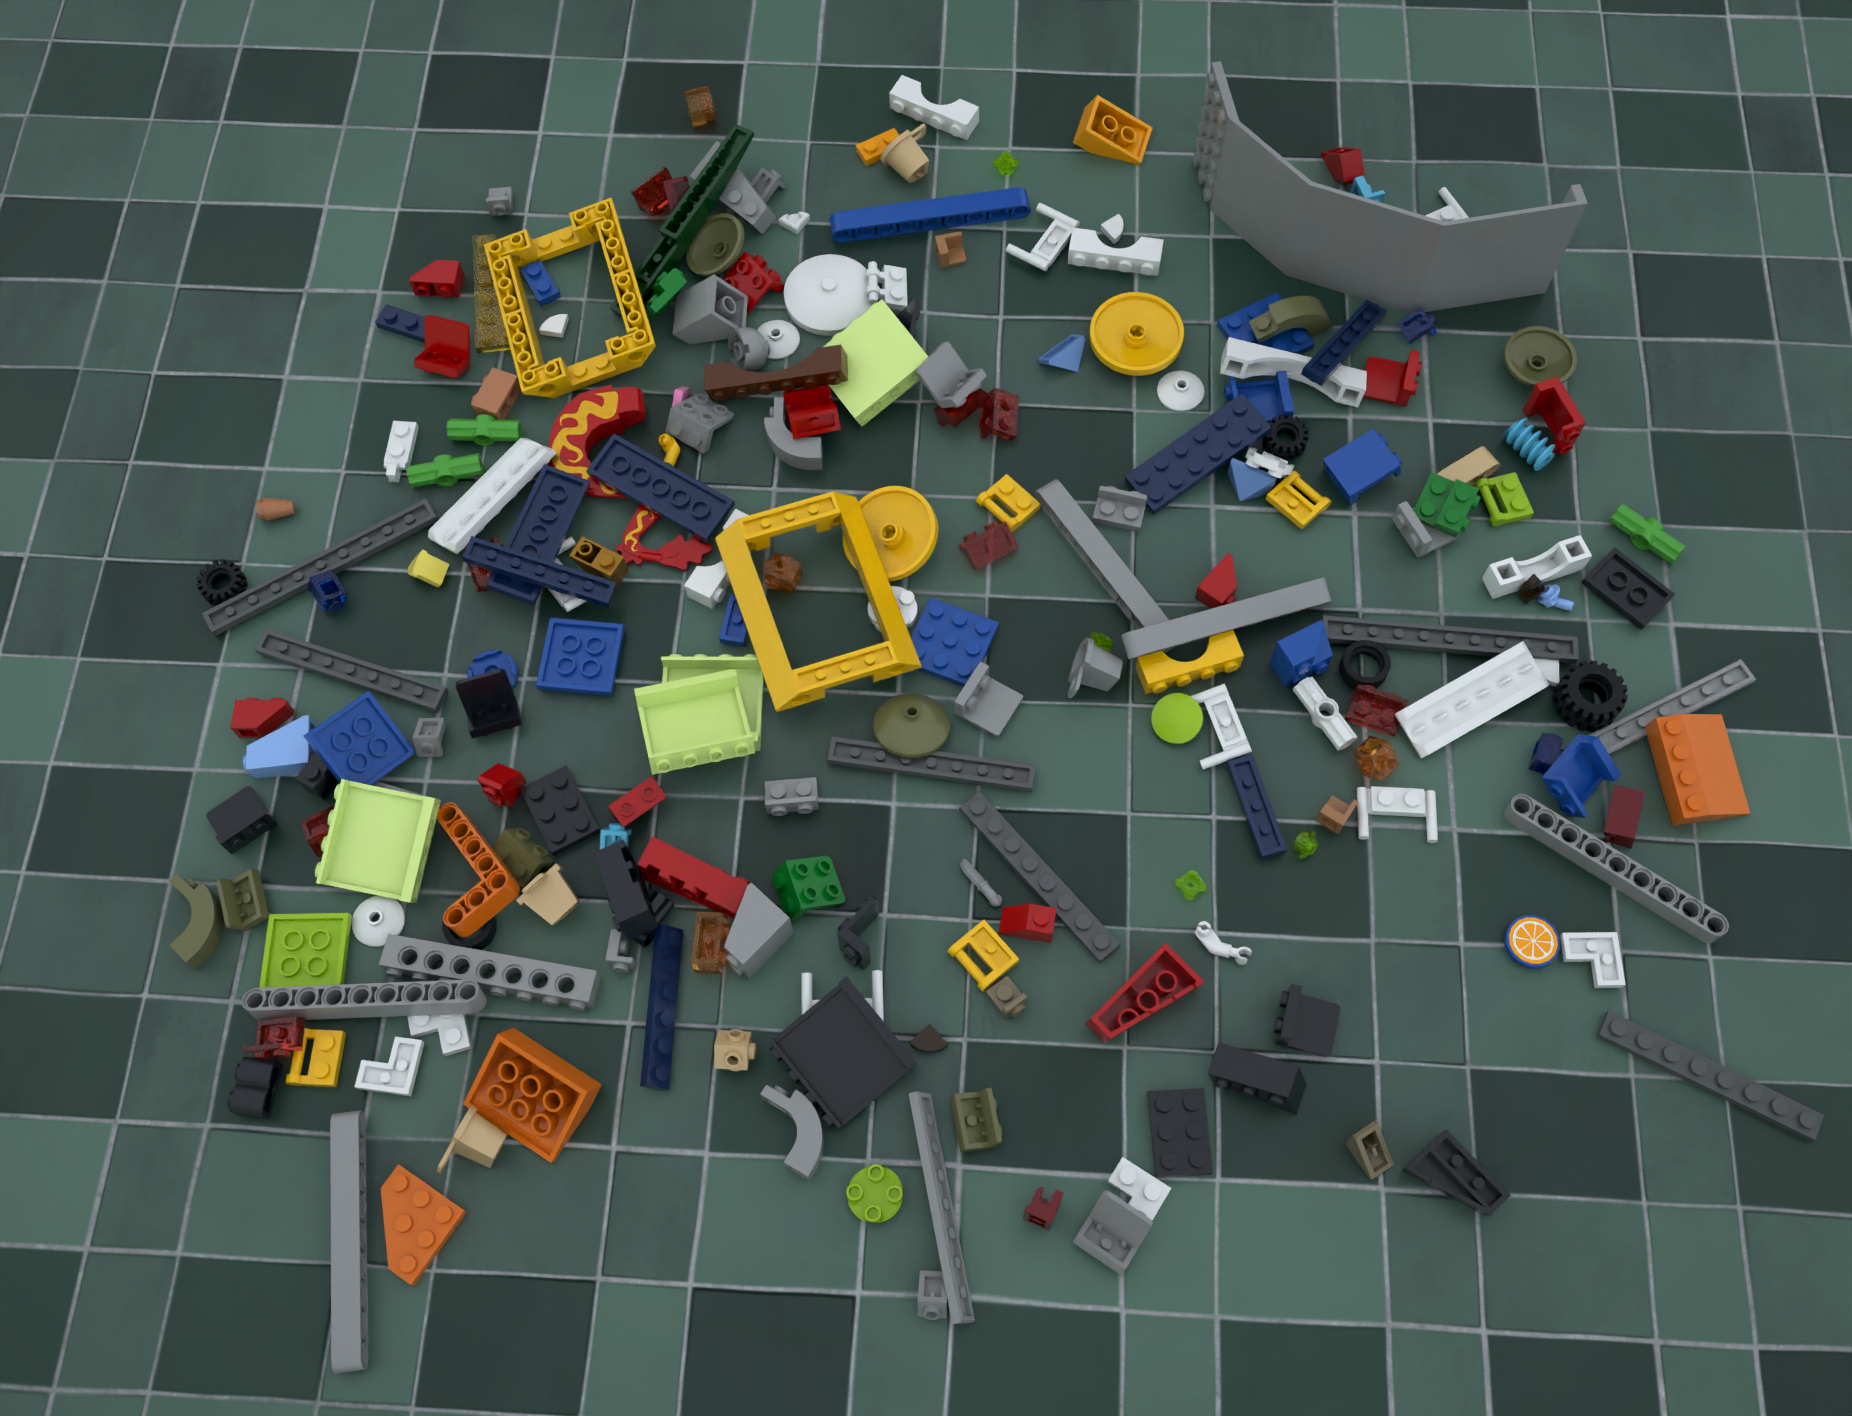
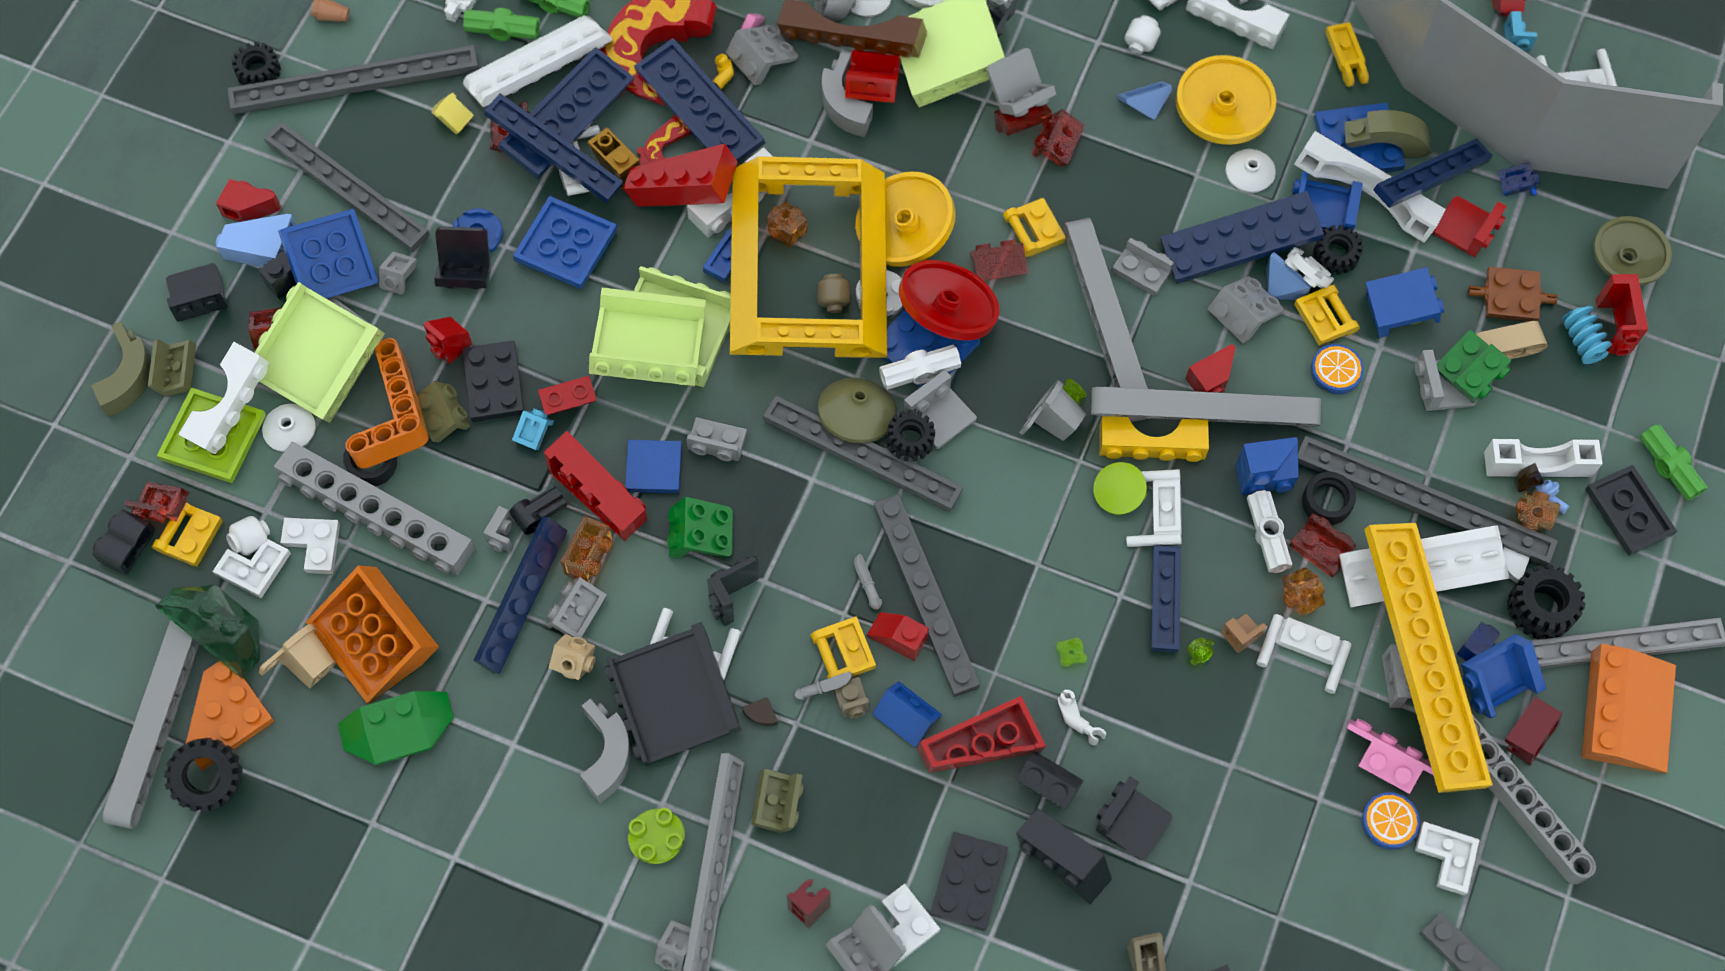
camera: 15 degrees right, 0 degrees up
(304, 947) = (243, 373): none -> white arch
(327, 584) = (351, 104): clear blue brick -> none
(376, 1005) = (251, 495): light grey beam -> none
(376, 1040) = (247, 535): none -> white head
(376, 1138) = (216, 624): none -> clear green wedge
(427, 1315) = (178, 780): none -> black tyre
(550, 895) = (453, 455): tan container -> none
(588, 1177) = (396, 726): none -> green wedge
(626, 890) = (525, 473): black wedge -> none
(672, 562) = (683, 179): none -> red wedge
(717, 1001) = (575, 608): none -> light grey bracket
(741, 841) = (653, 466): none -> blue tile
(755, 932) = (632, 555): light grey slope -> none
(849, 623) = (833, 293): none -> dark tan head
(956, 666) = (919, 367): none -> white piece
(959, 596) = (949, 300): none -> red dish
(971, 746) = (908, 448): none -> black tyre
(980, 994) = (823, 686): none -> light grey piece
(1039, 298) = (1142, 34): none -> white head
(1063, 995) = (906, 713): none -> blue panel
(1219, 1012) = (1049, 780): none -> black brick
(1224, 516) = (1244, 307): none -> light grey bracket
(1225, 258) = (1347, 52): none -> yellow hinge
(1325, 545) = (1337, 369): none -> tile
(1451, 429) = (1512, 294): none -> dark orange plate
(1492, 804) = (1395, 678): none -> light grey bracket
(1510, 496) = (1546, 378): lime plate -> none
(1512, 782) = (1428, 658): none -> yellow plate
(1514, 887) = (1388, 759): none -> bright pink bracket
(1550, 615) = (1544, 517): none -> clear orange brick

